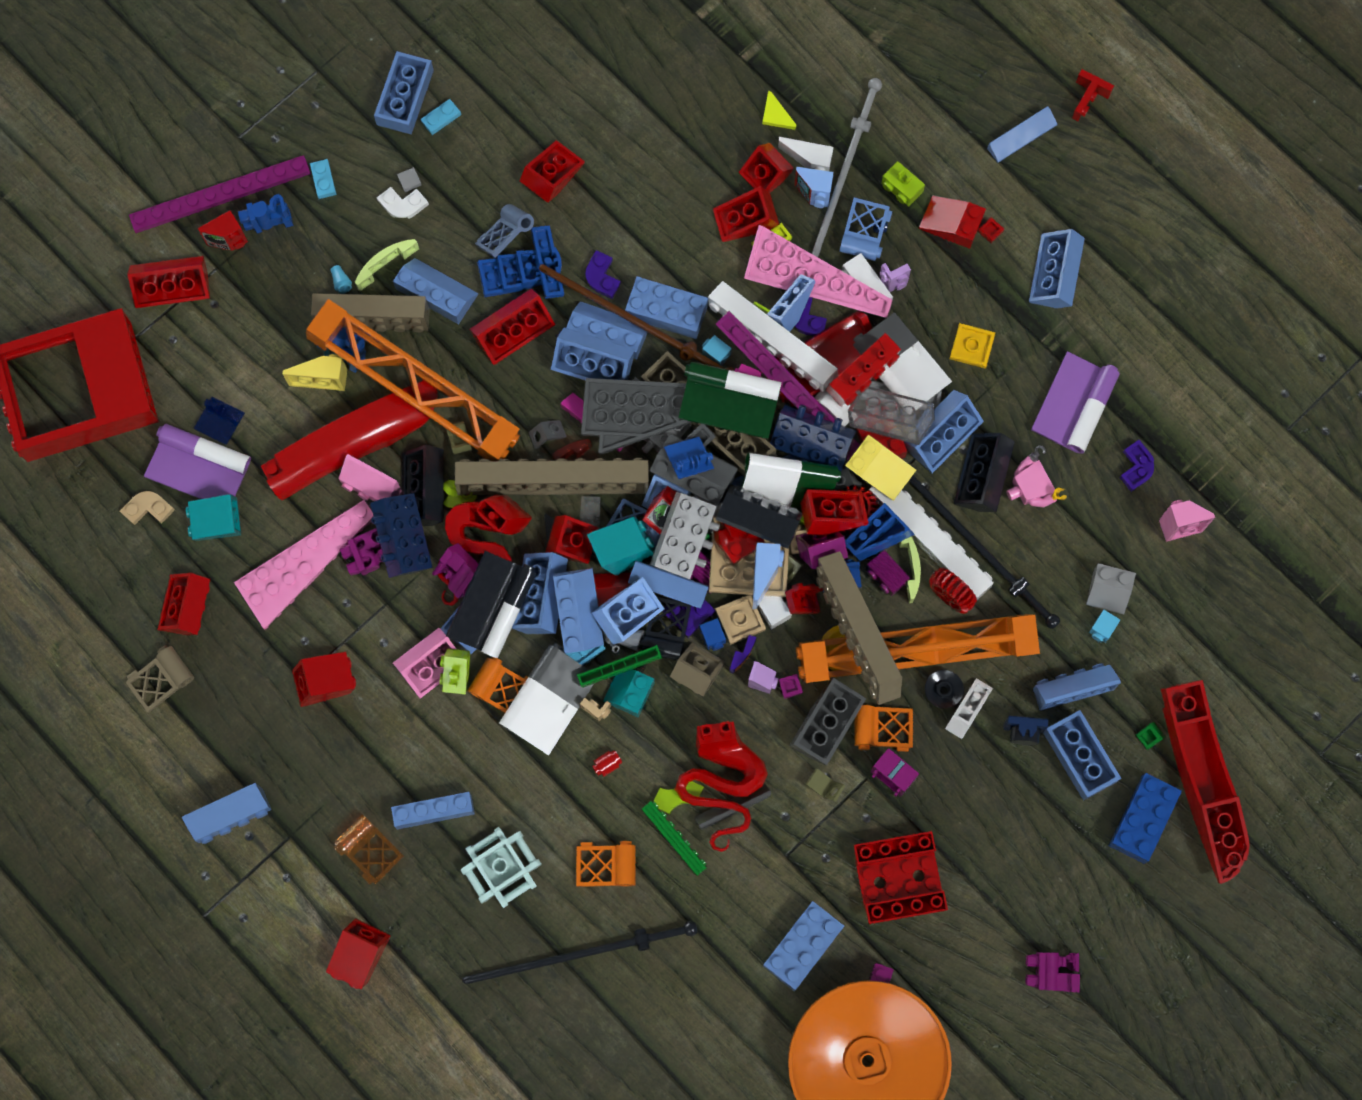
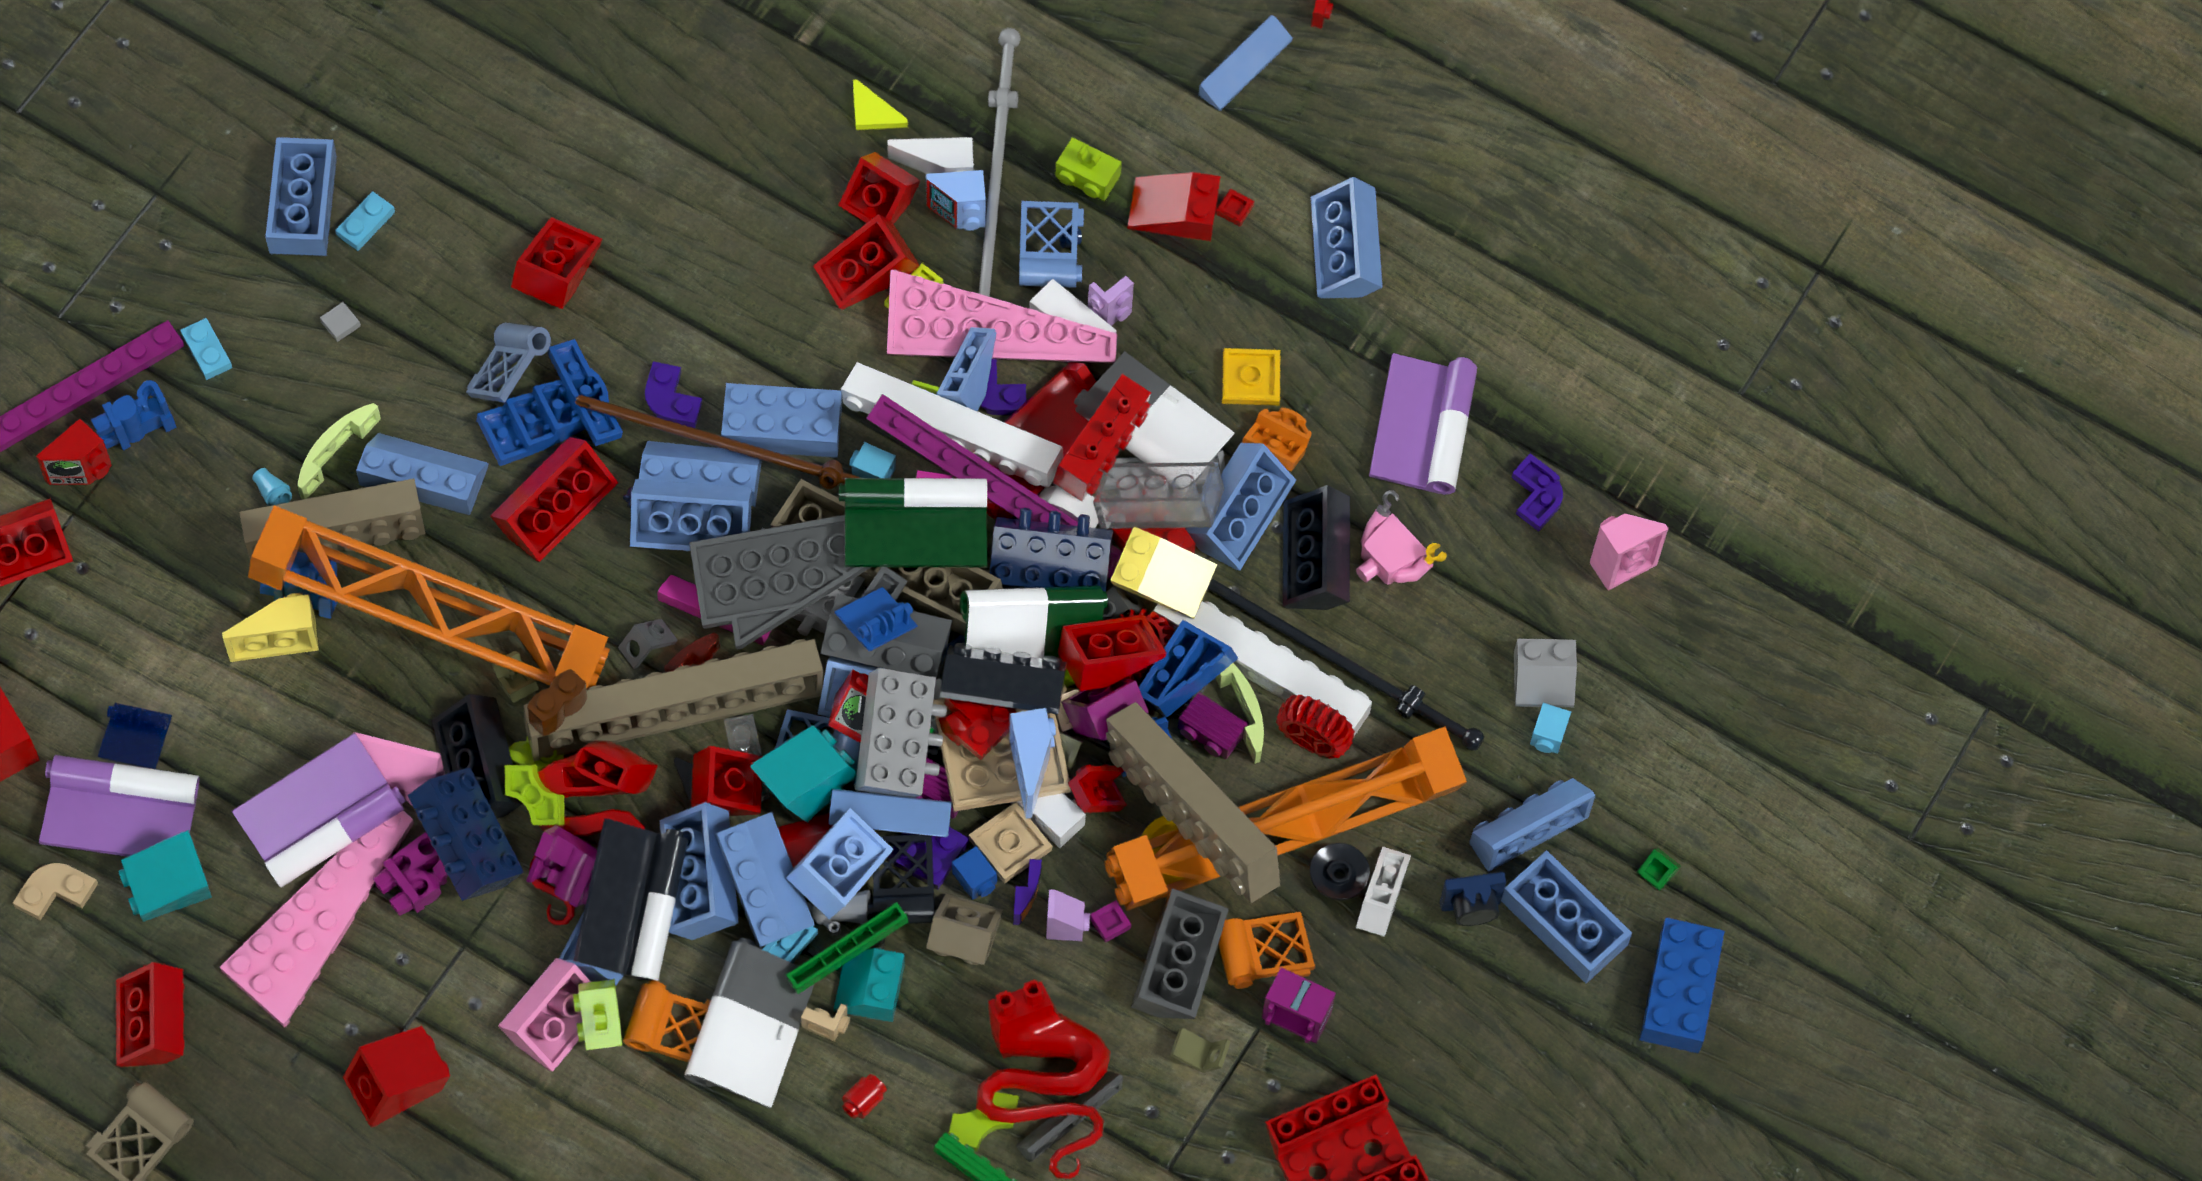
camera: 20 degrees left, 10 degrees down
(316, 497) = (318, 809): none -> medium lavender door
(354, 434) = (361, 699): red slope -> none
(402, 208) = (338, 365): white plate -> none
(453, 528) = (525, 785): none -> lime tile
(478, 465) = (552, 705): none -> reddish brown brick
(981, 389) = (1282, 434): none -> orange slope
(1206, 778) = (1754, 905): red slope -> none

